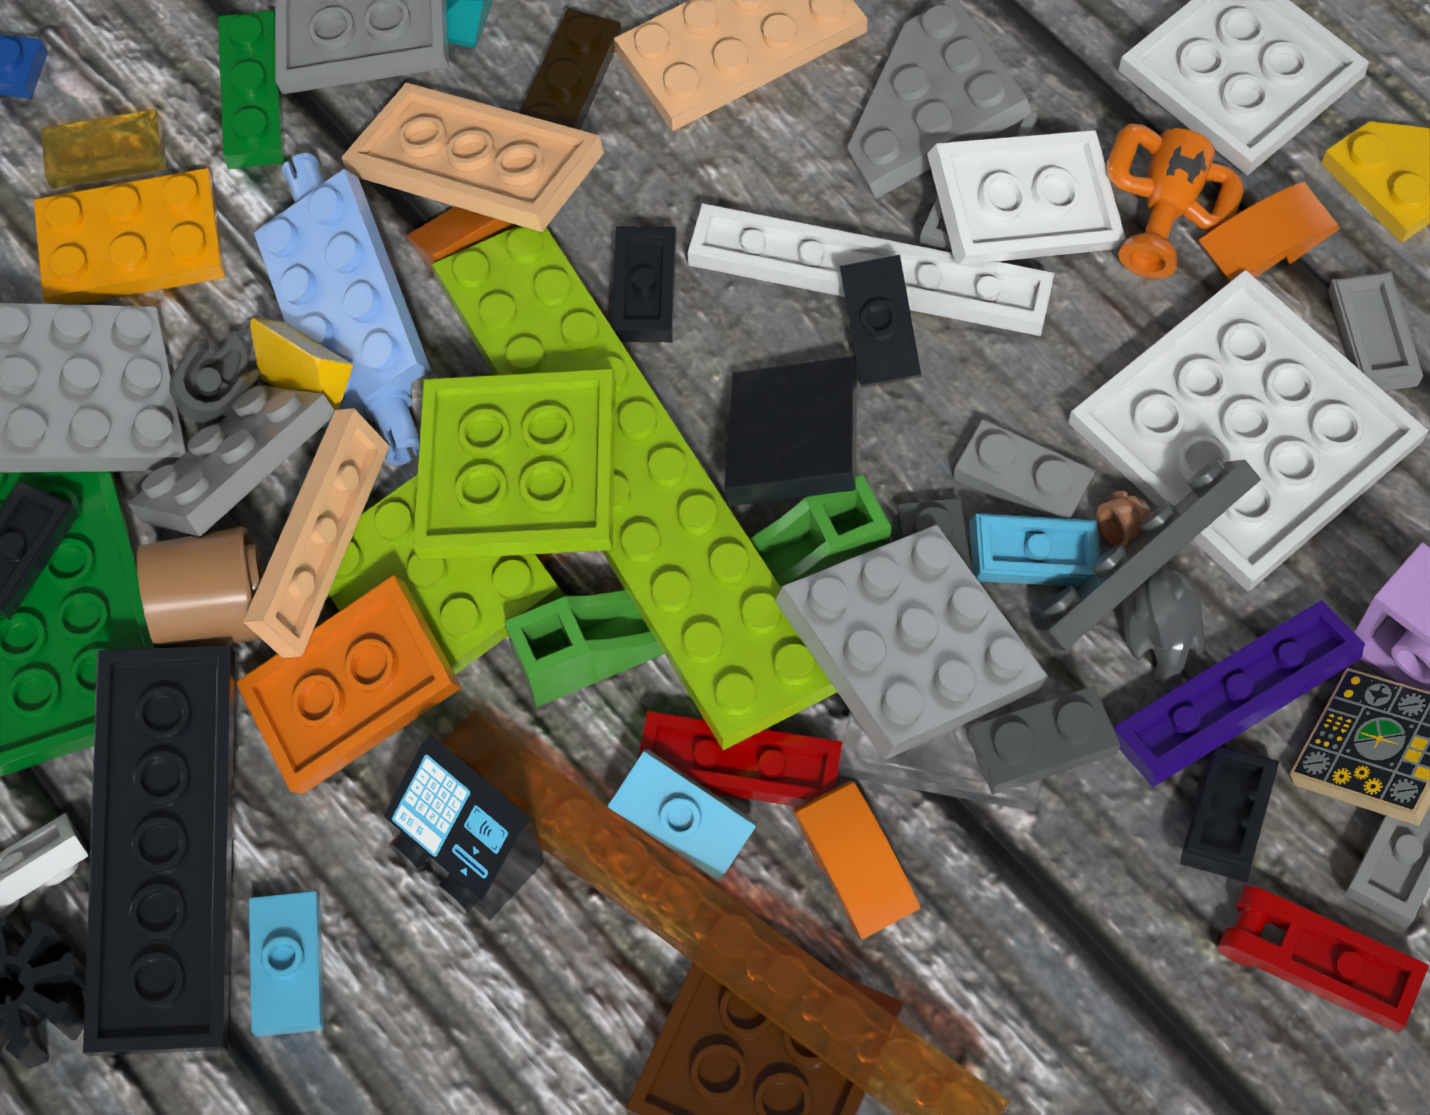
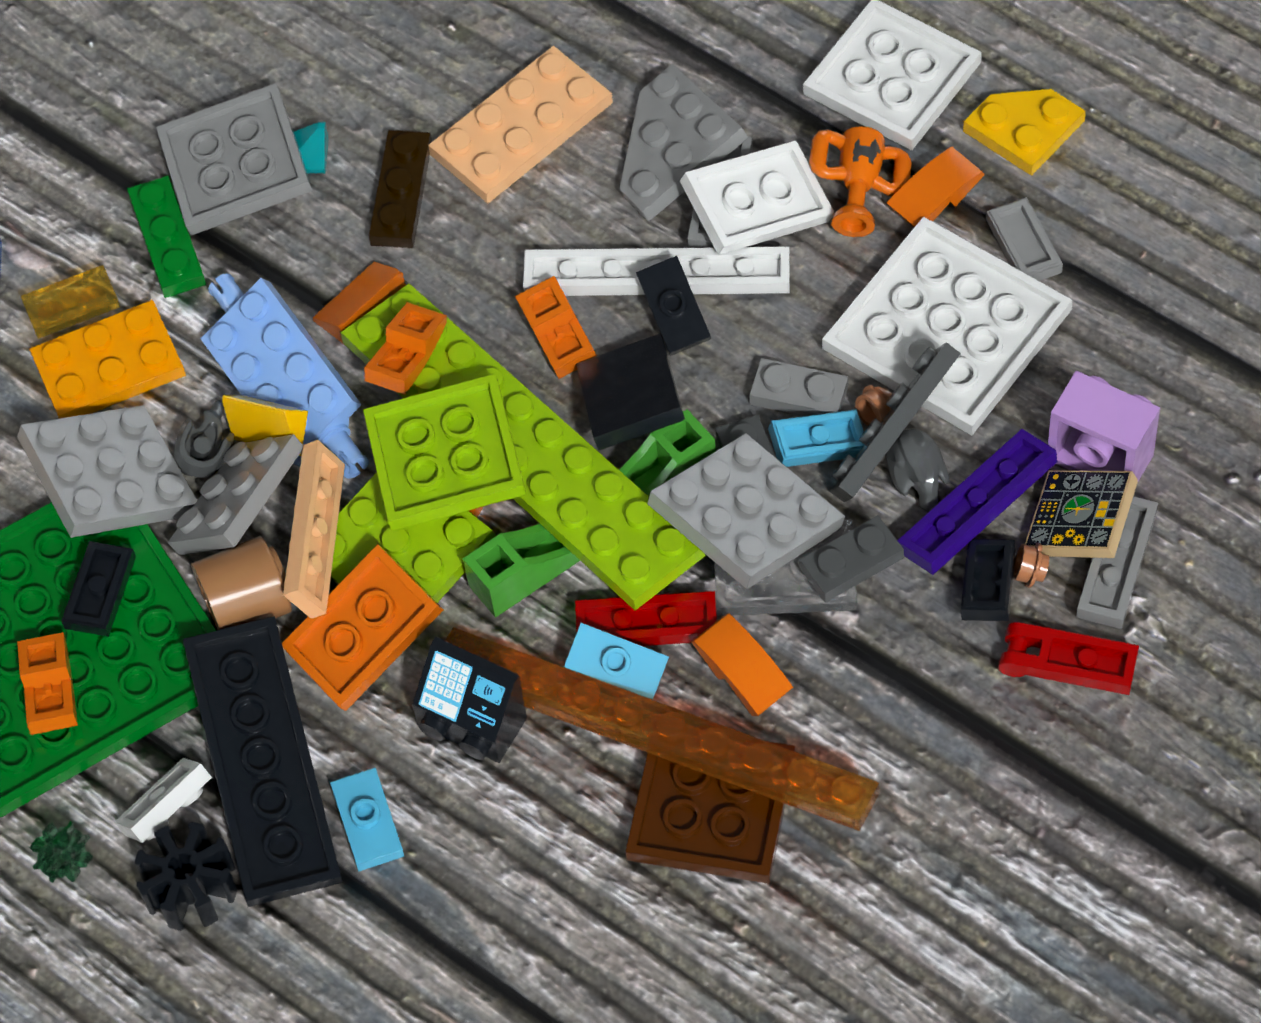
camera: 10 degrees left, 5 degrees down
(474, 156) = (350, 249): light nougat plate -> none
(512, 303) = (407, 348): none -> orange slope
(644, 284) = (497, 314): black plate -> none
(717, 316) = (555, 326): none -> orange slope
(1294, 803) = (1030, 564): none -> nougat plate

